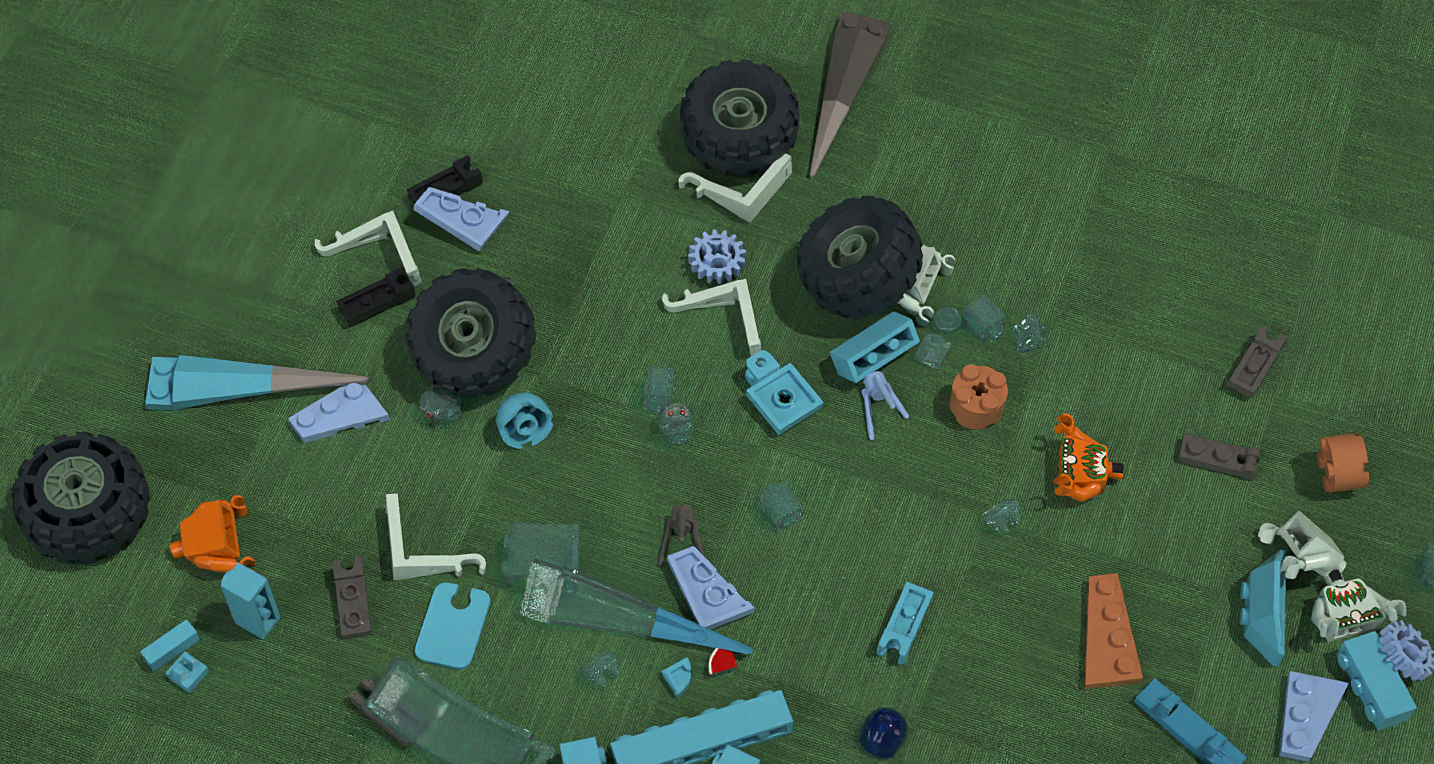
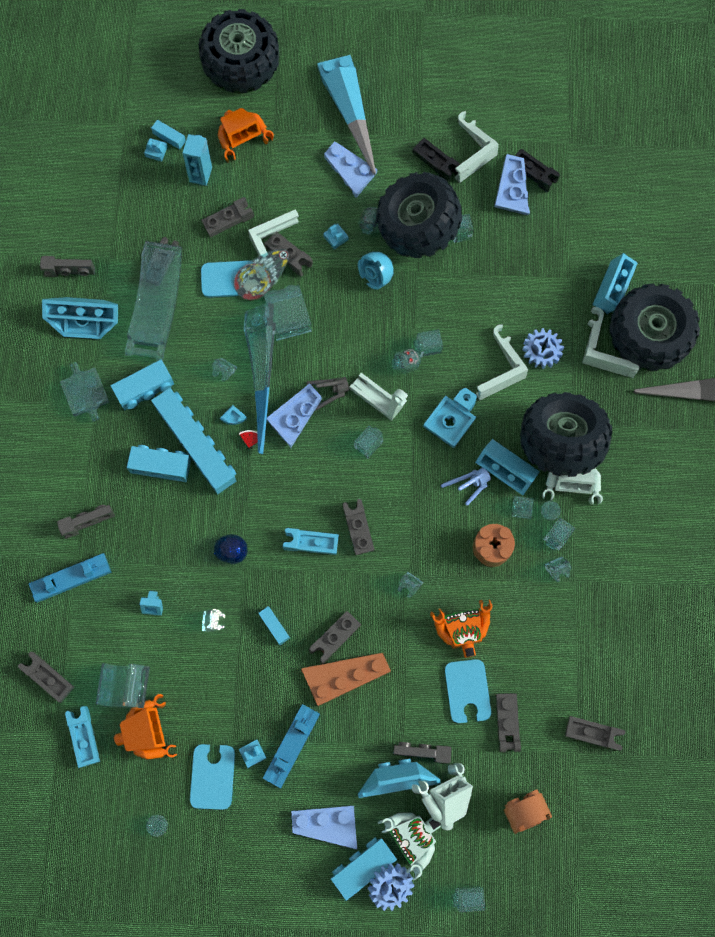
camera: 70 degrees right, 15 degrees up
(443, 462) = (335, 236): none -> medium azure tile
(447, 529) = (296, 257): none -> dark grey plate
(468, 576) = (260, 274): none -> clear light blue shield
(656, 144) = (615, 283): none -> medium azure brick
(724, 472) = (378, 397): none -> light aqua hinge
(900, 556) = (358, 528): none -> dark grey plate
(1014, 704) = (274, 625): none -> medium azure piece
(1052, 630) = (335, 636): none -> dark grey plate
(1160, 489) = (467, 685): none -> medium azure piece
(1241, 550) = (441, 754): none -> dark grey plate

